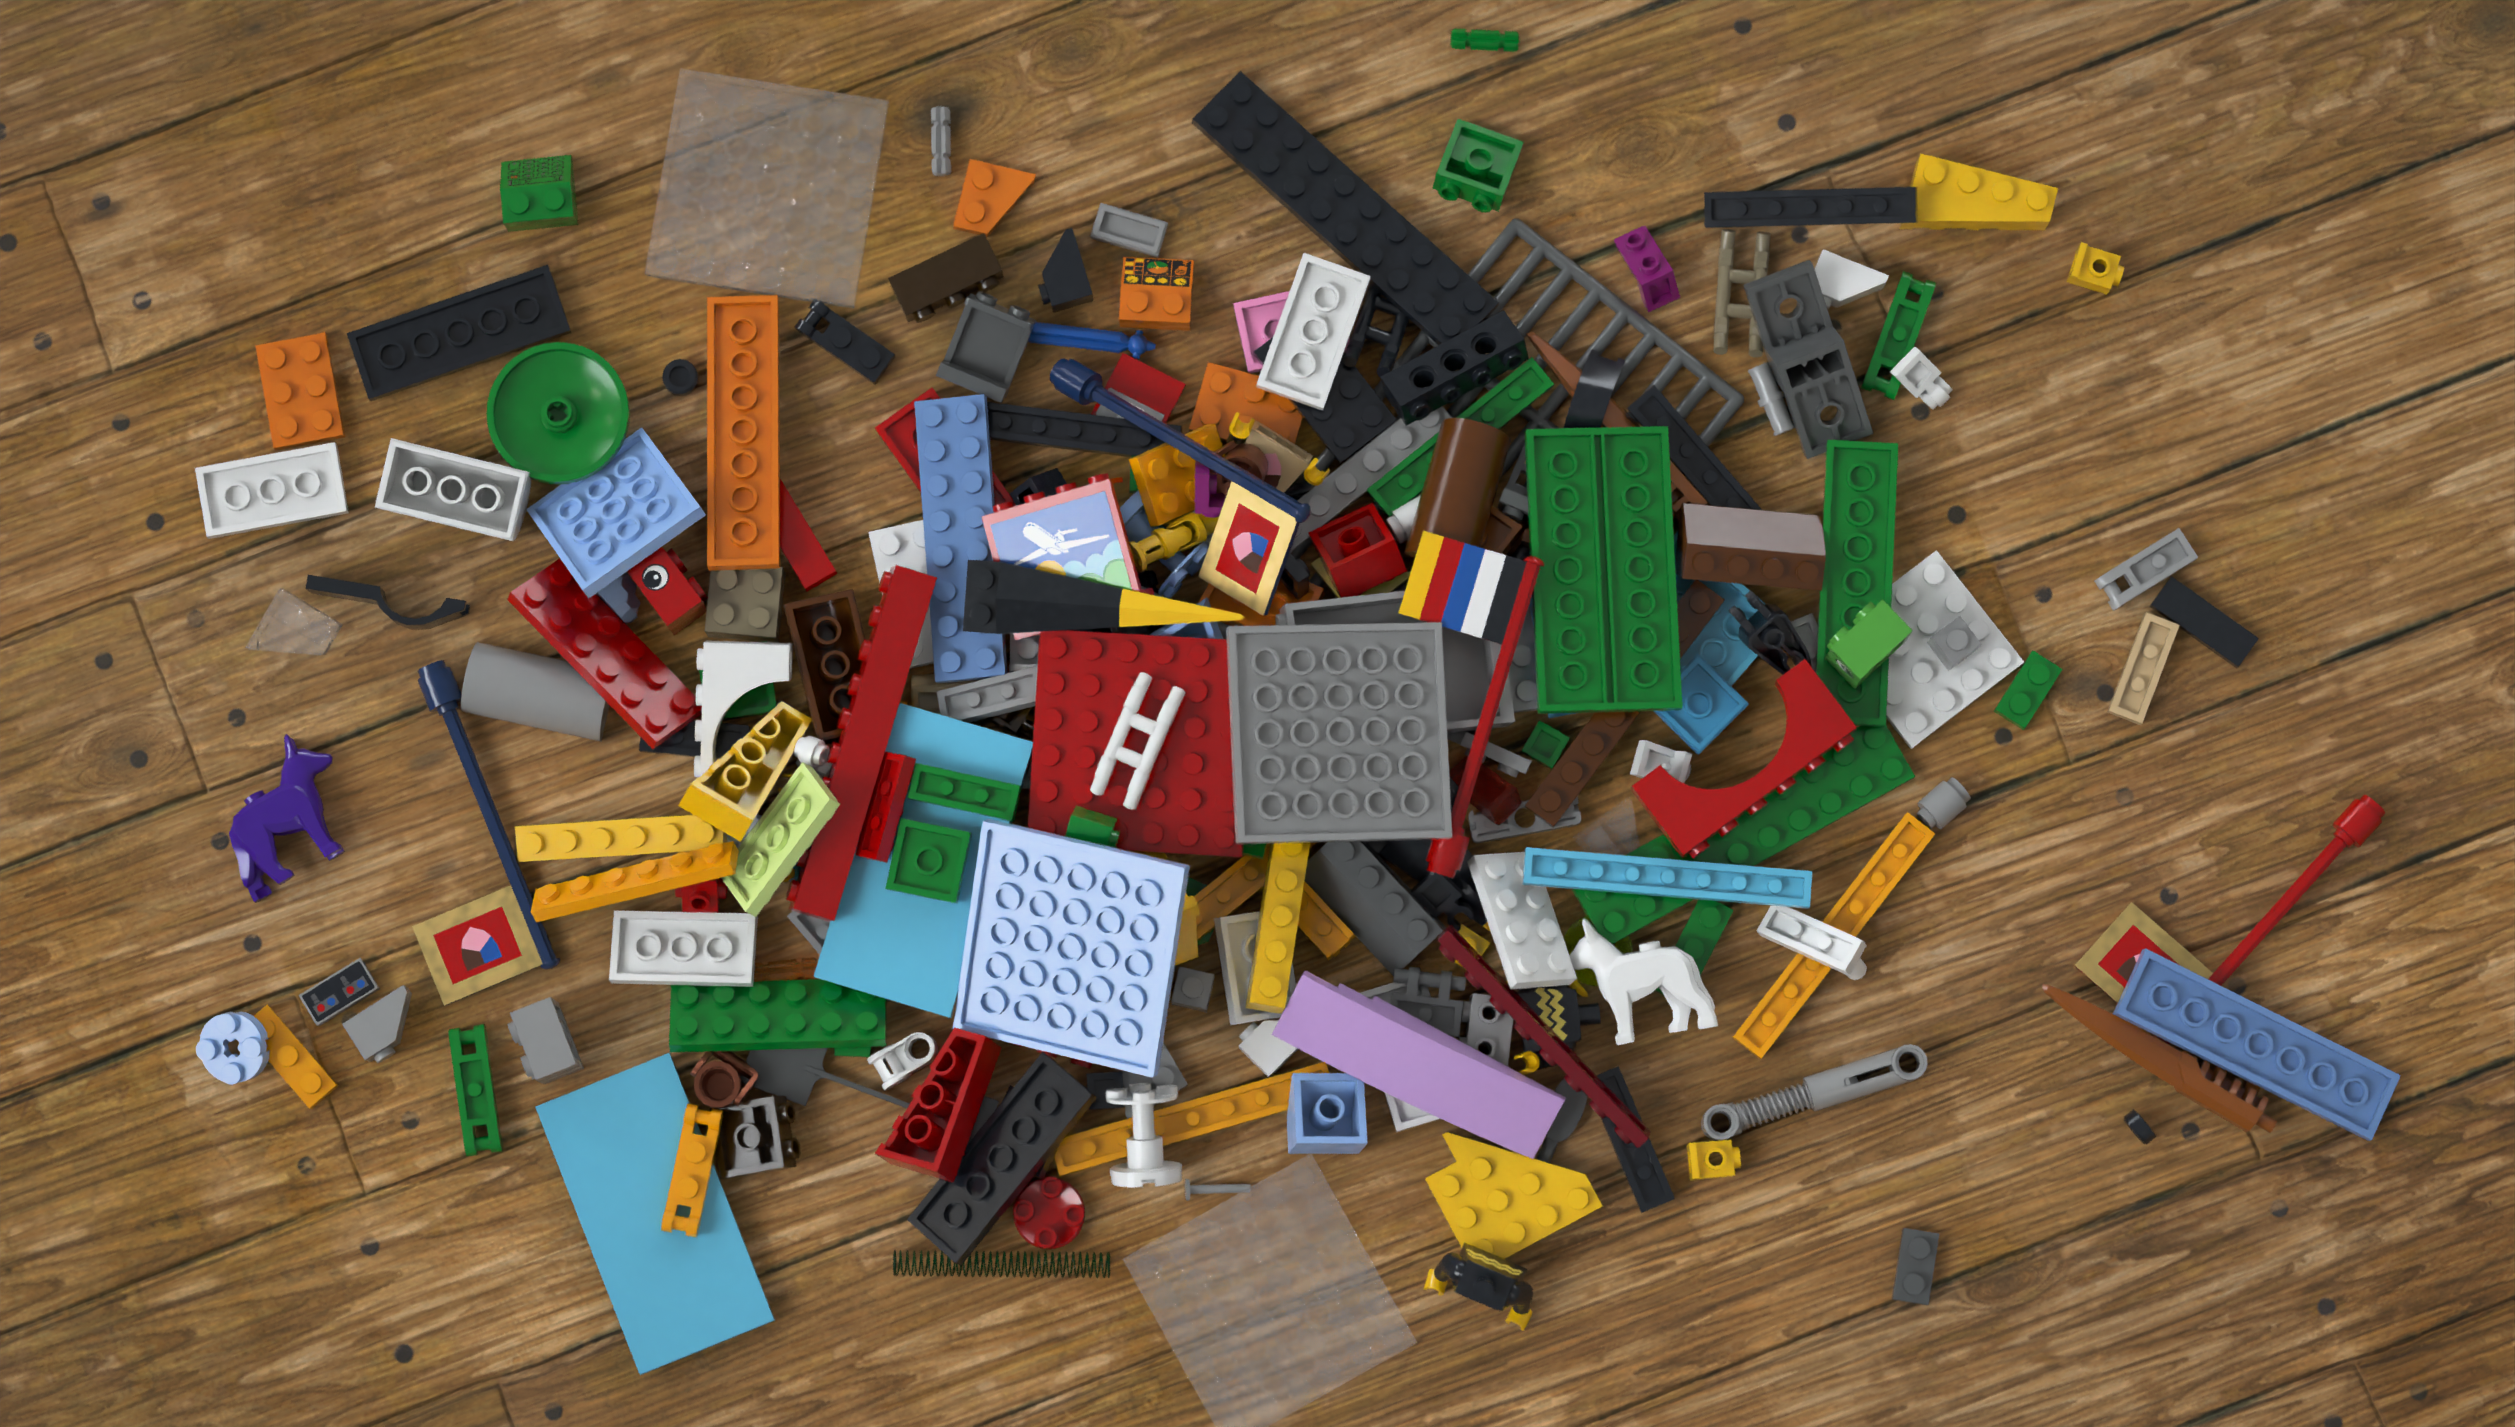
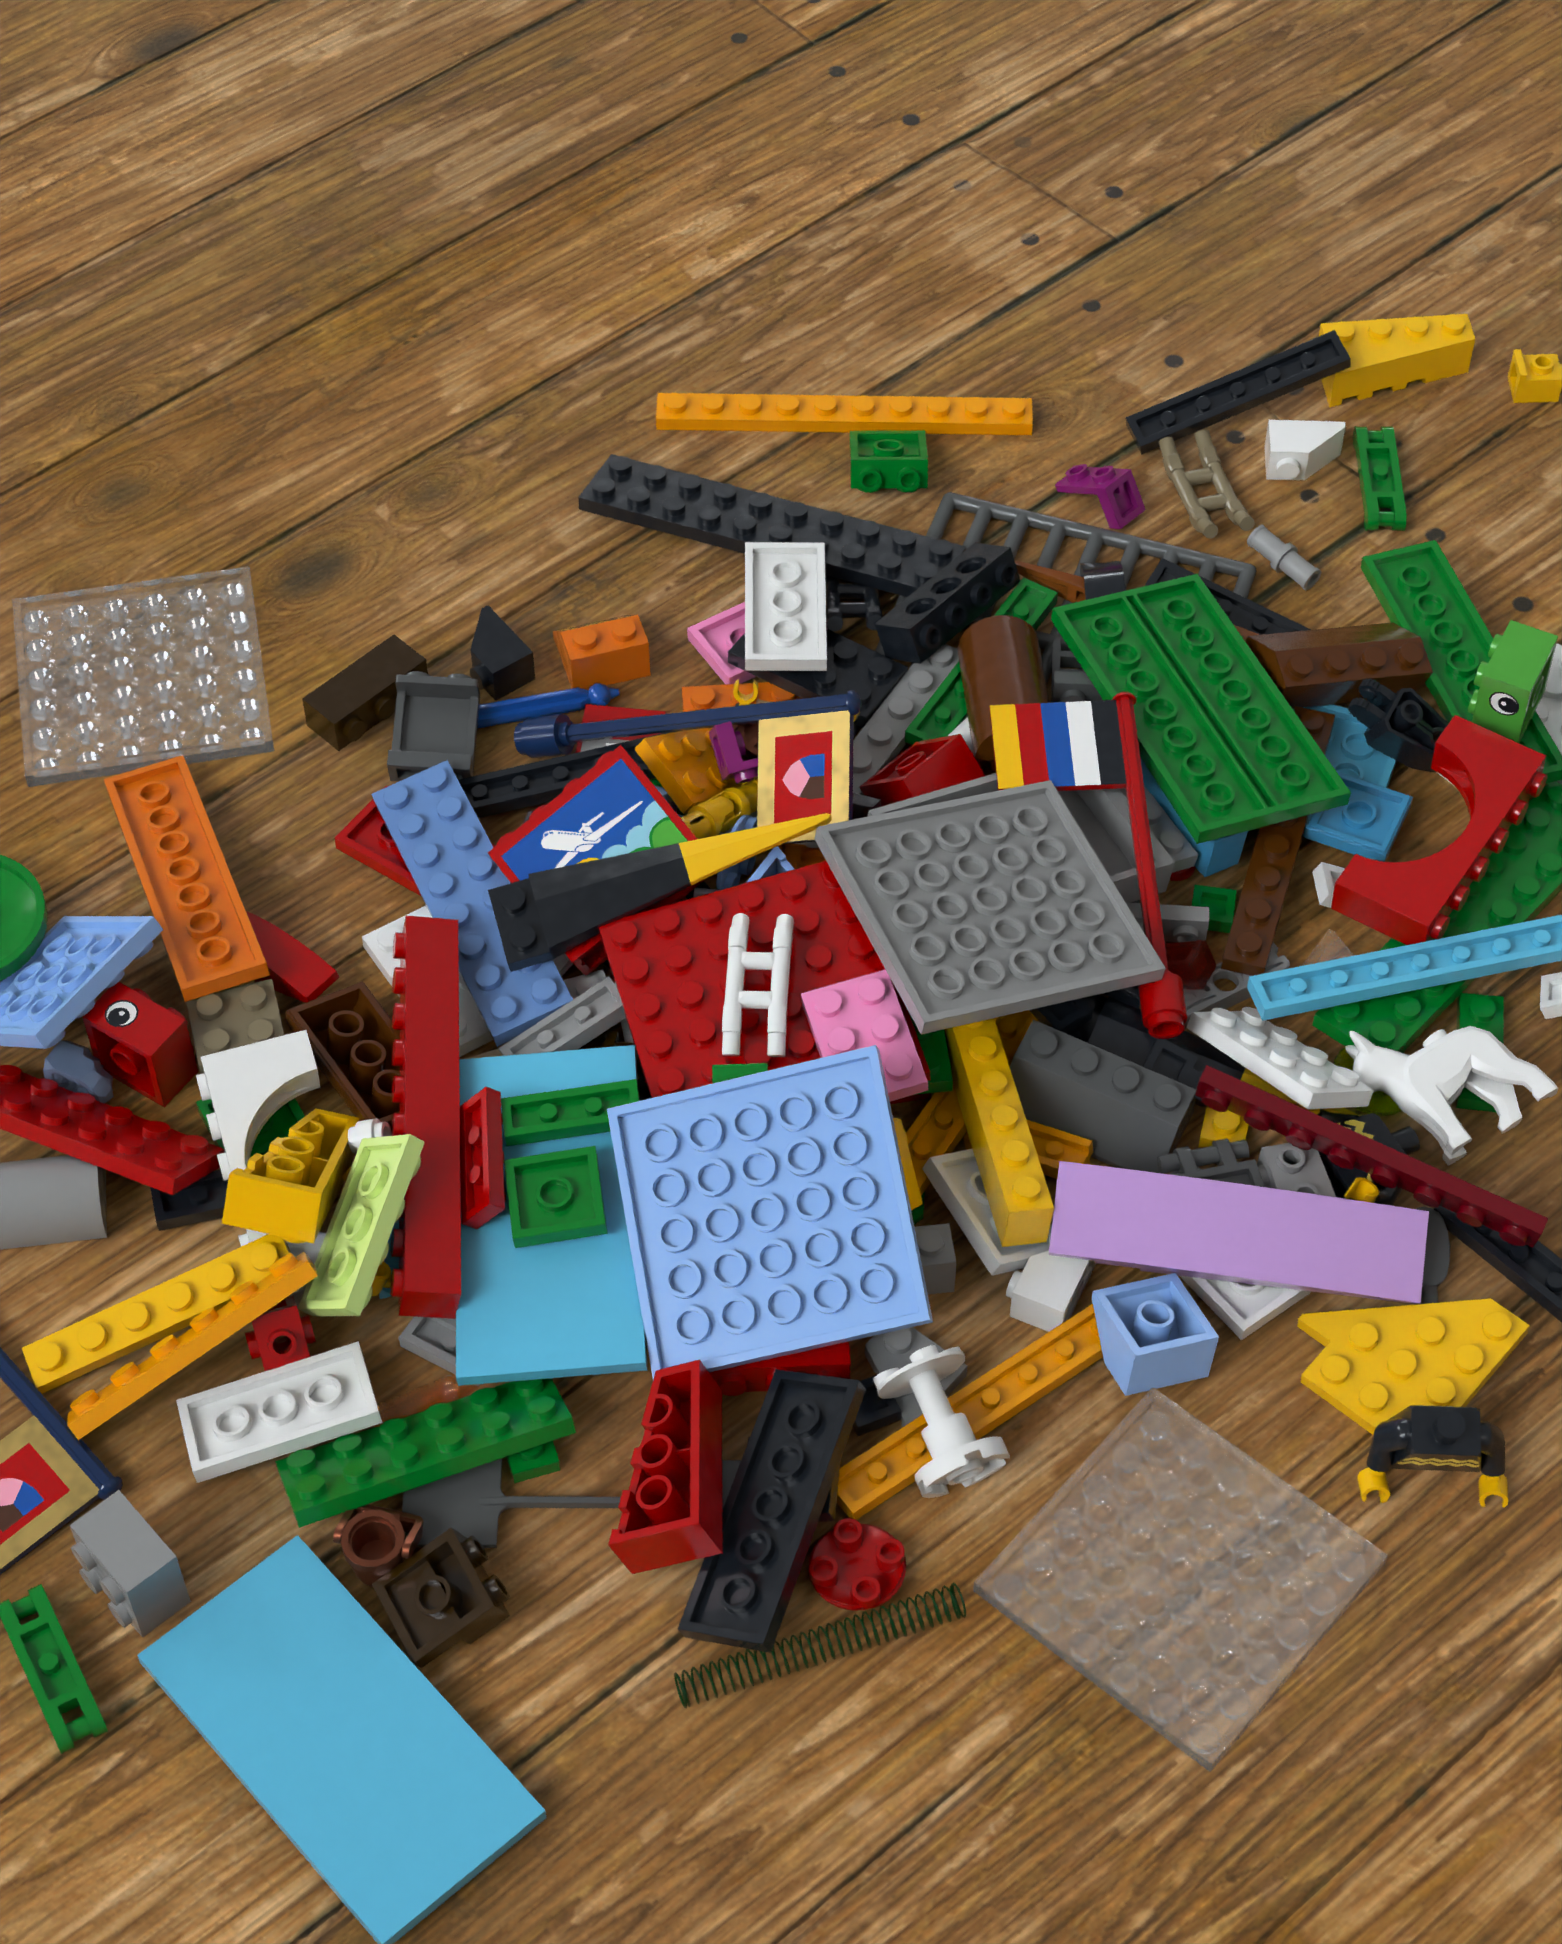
camera: 20 degrees left, 30 degrees down
(680, 377) = (95, 864): black tile -> none
(692, 1170) = (372, 1658): light orange plate -> none
(846, 342) = (273, 781): black plate -> none
(901, 1059) = (598, 1454): white piece -> none
(941, 141) = (318, 590): light grey axle -> none
(989, 195) = (388, 614): orange wing -> none
(1129, 230) = (549, 609): light grey tile -> none
(1198, 818) = (864, 1015): none -> bright pink plate
(1211, 1189) = (1021, 1482): light grey pin -> none
(1464, 89) = (843, 413): none -> light orange plate
(1484, 40) = (846, 372): green axle -> none
(1808, 358) = (1297, 502): dark grey bracket -> none
(1922, 379) = (1419, 489): white plate -> none

